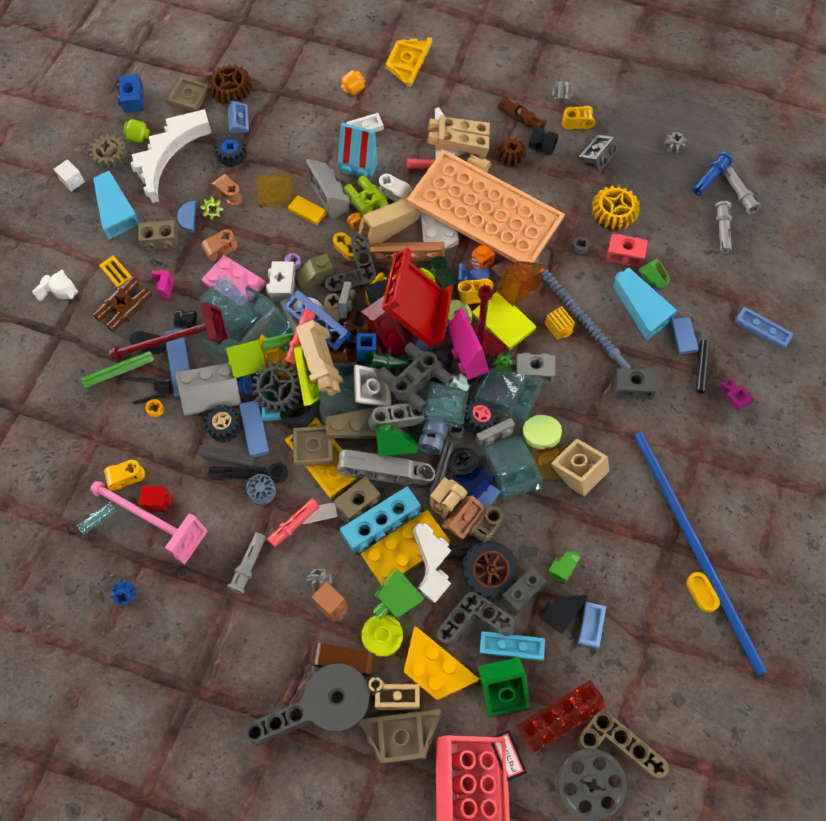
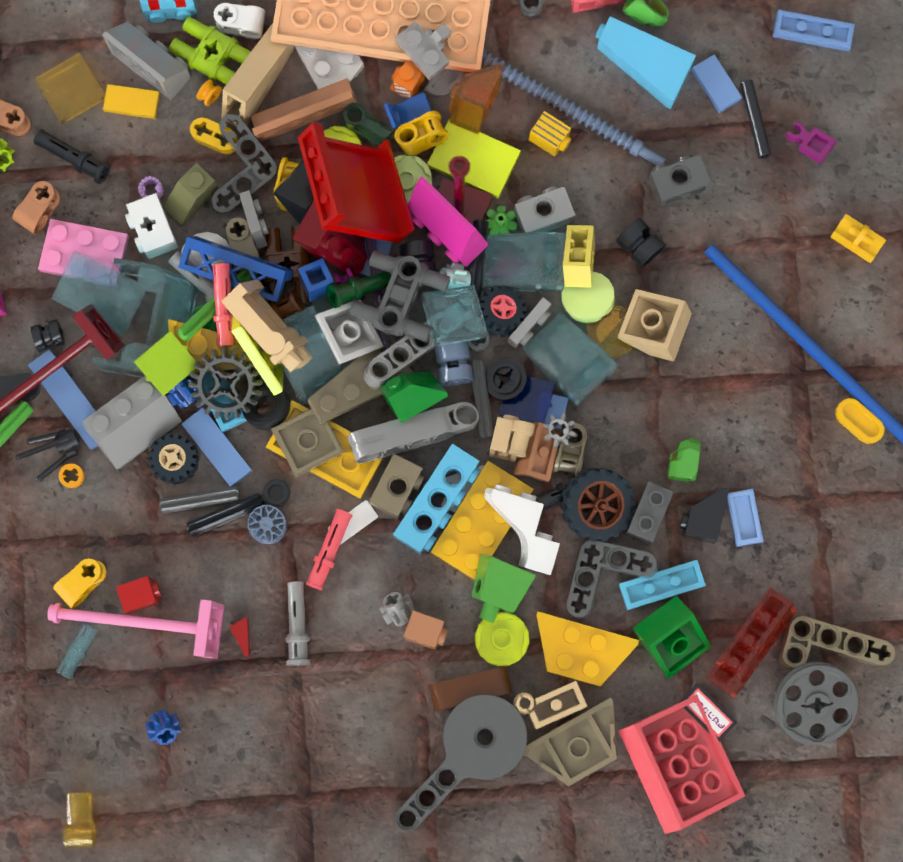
camera: 25 degrees left, 15 degrees up
(33, 637) = (80, 828): none -> clear yellow piece
(208, 554) = (241, 633): none -> red piece
(259, 230) = (82, 161): none -> black pin
(479, 501) = (567, 431): none -> light grey gear
(500, 239) = (425, 48): none -> light grey hinge
(546, 401) = (579, 256): none -> light yellow brick
(592, 411) = (640, 242): none -> black wheel
(747, 467) = (858, 238): none -> yellow hips

